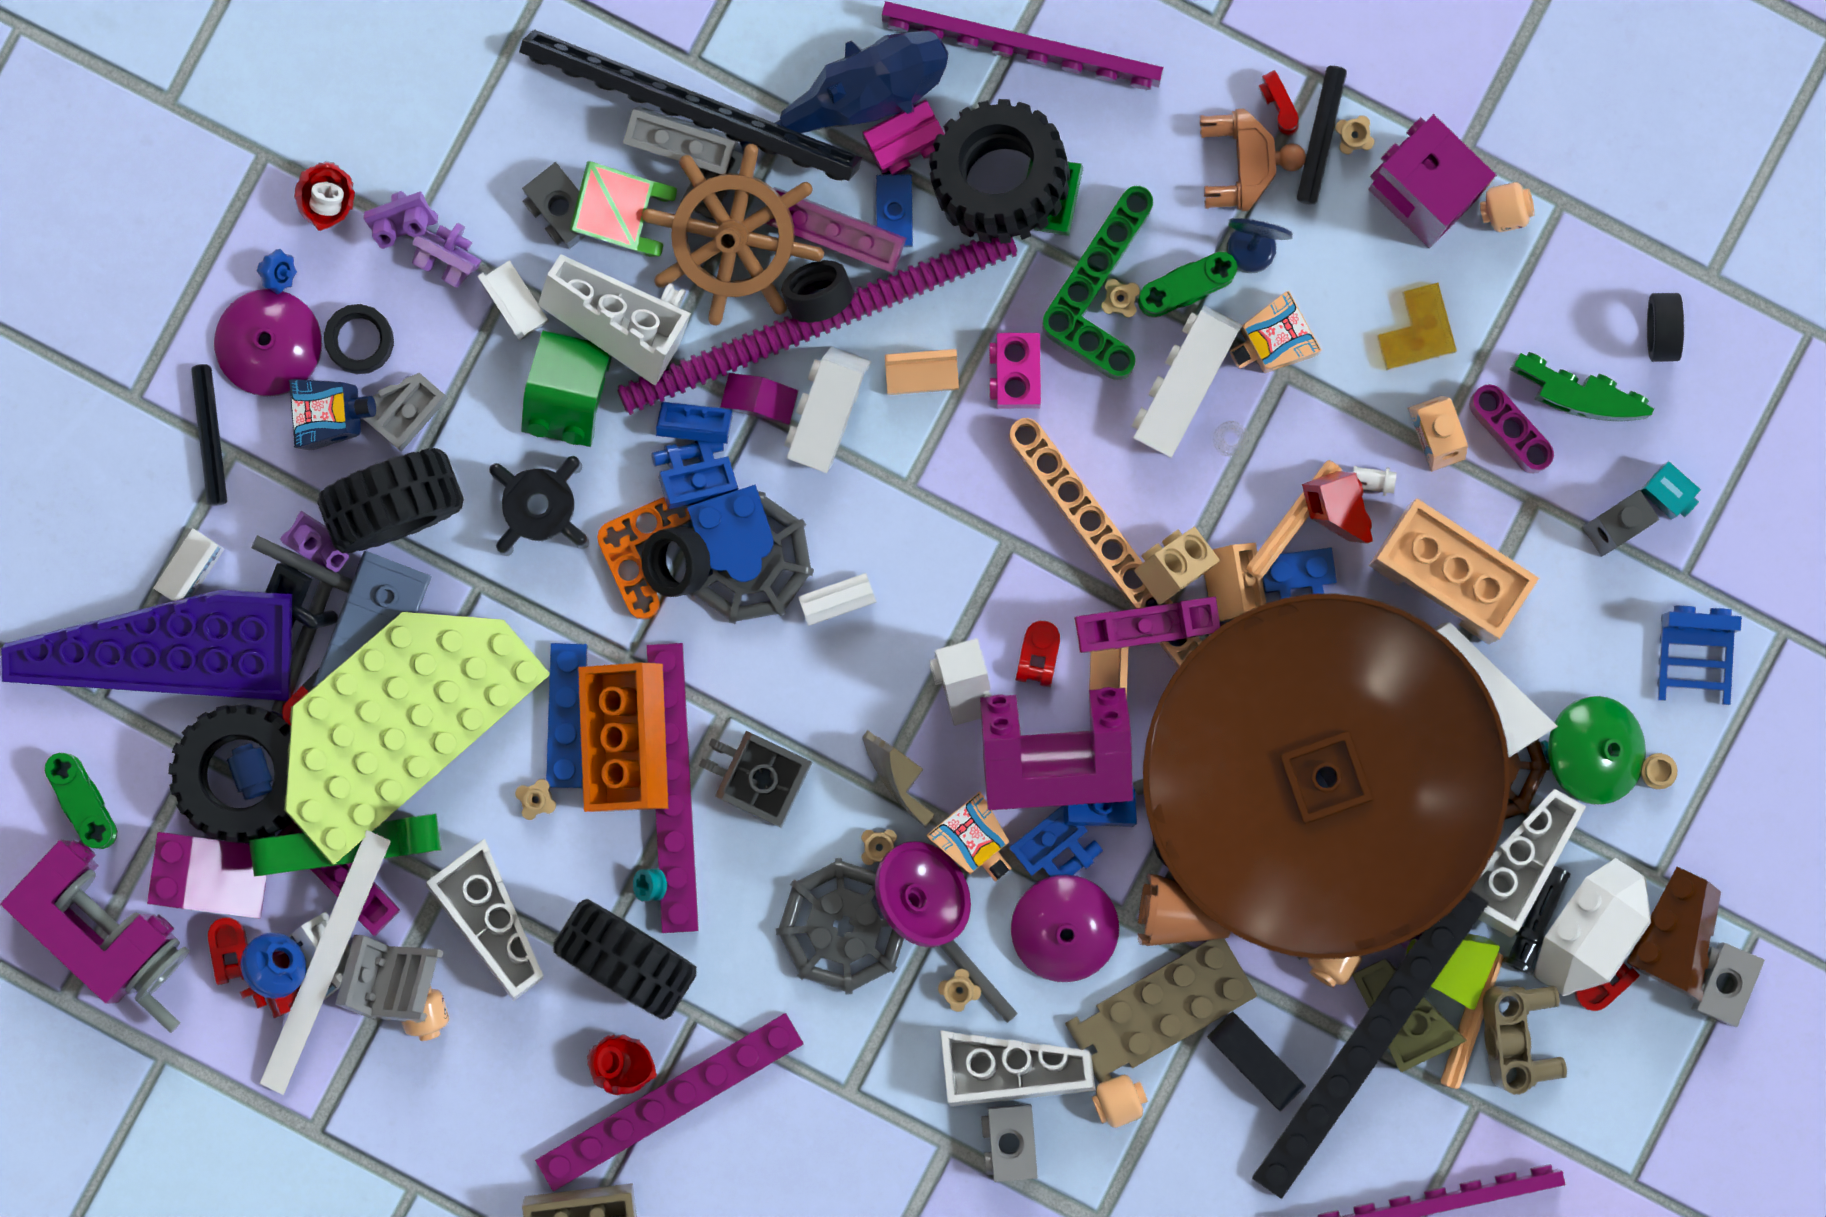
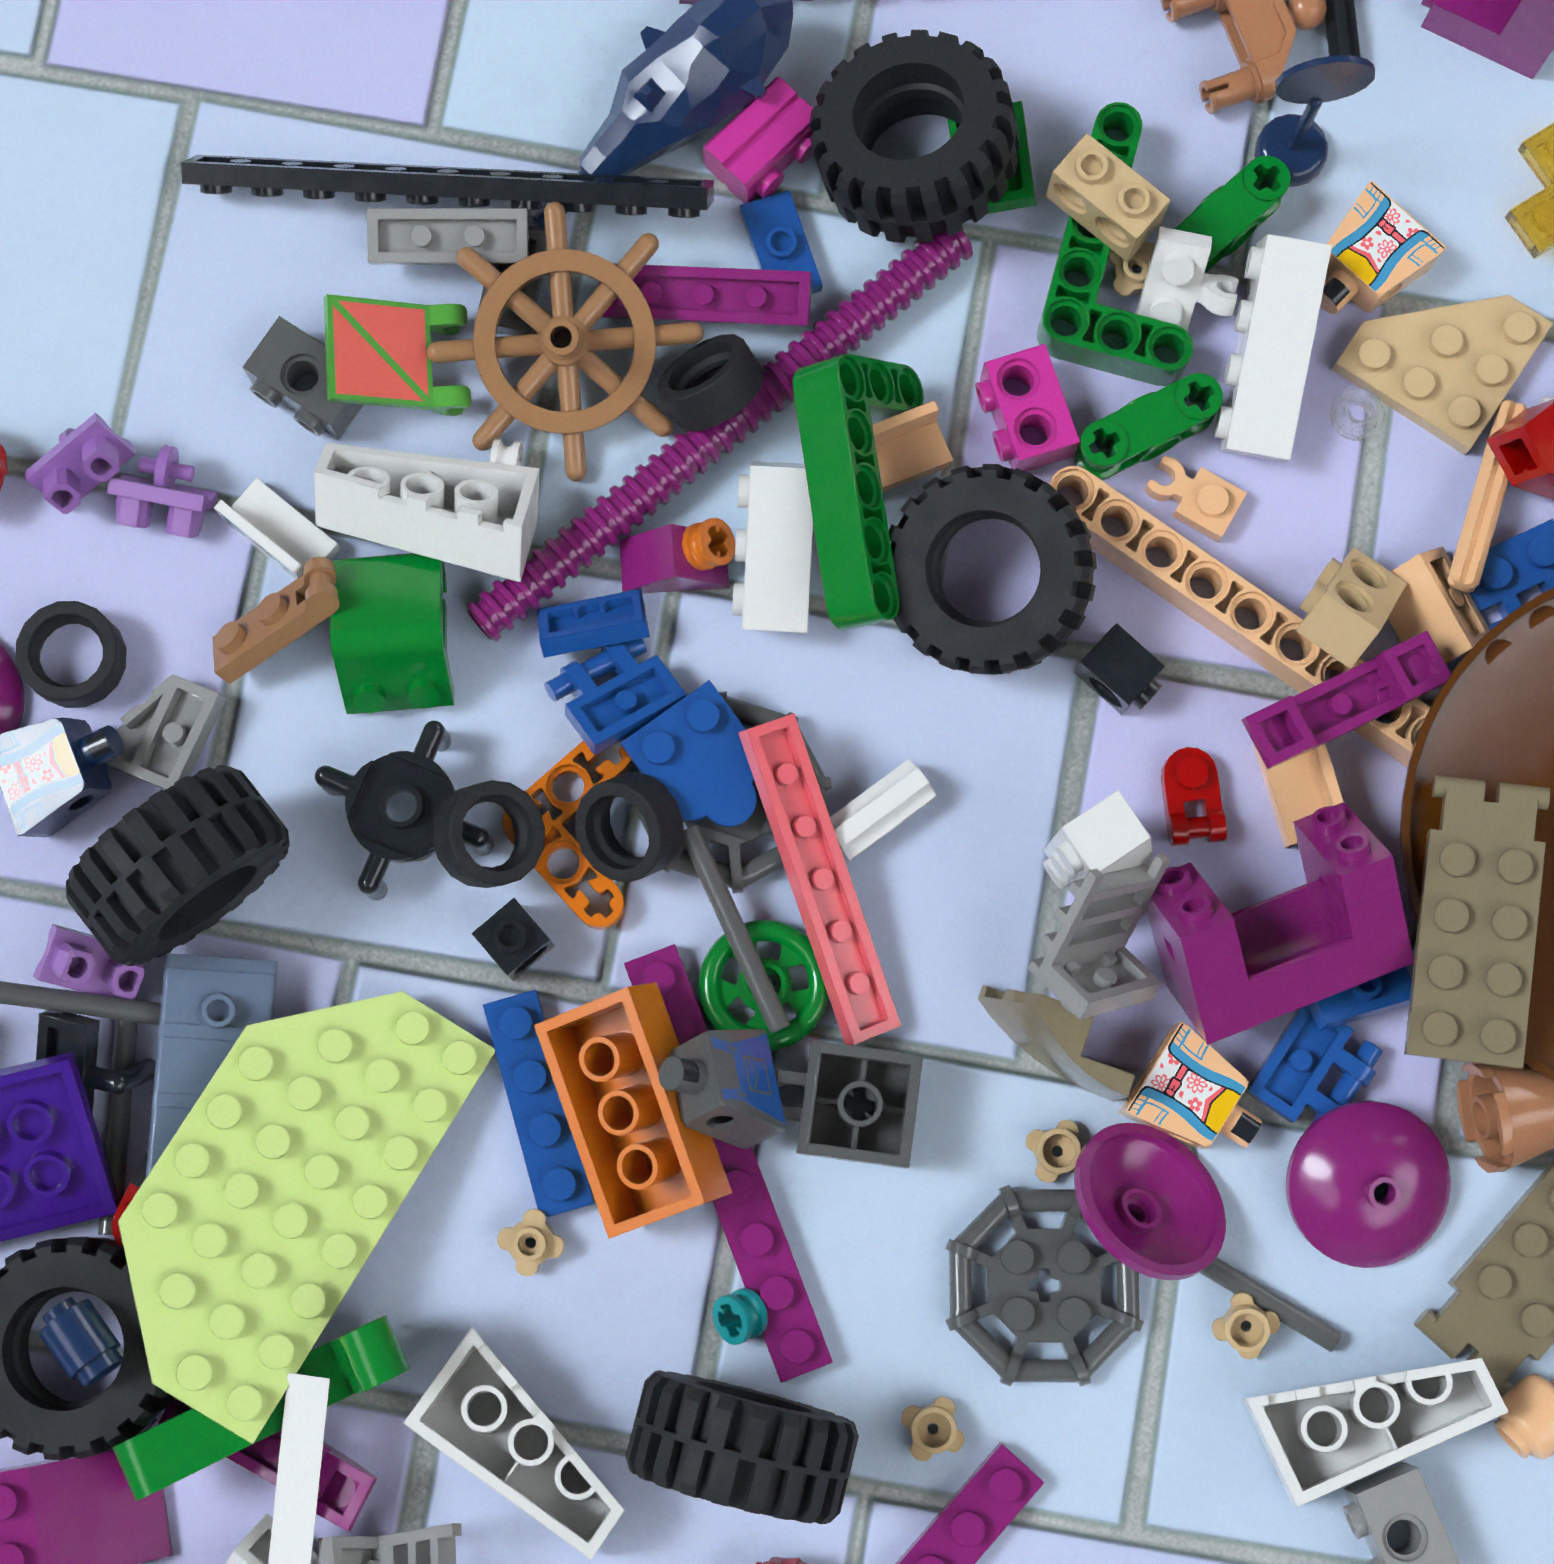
camera: 20 degrees left, 5 degrees down
(494, 361) = (276, 621): none -> medium nougat plate
(561, 539) = (526, 823): none -> black tyre
(582, 609) = (513, 939): none -> black brick
(684, 741) = (726, 1086): none -> dark grey torso
(721, 646) = (734, 929): none -> dark grey bar
(752, 999) = (947, 1436): none -> tan plate
(753, 706) = (796, 950): none -> green plate
(784, 631) = (819, 879): none -> coral plate
(790, 399) = (708, 544): none -> orange bush
(878, 386) = (835, 418): none -> green beam
(907, 471) = (1064, 569): none -> black tyre
(931, 732) = (1088, 953): none -> light grey plate
(1020, 559) = (1121, 670): none -> black brick
(1091, 406) = (1149, 425): none -> green piece
(1108, 252) = (1107, 197): none -> tan brick
(1112, 464) = (1204, 502): none -> light nougat plate
(1140, 319) = (1178, 280): none -> white plate
(1176, 789) = (1477, 925): none -> dark tan hinge
(1301, 422) = (1445, 363): none -> tan plate

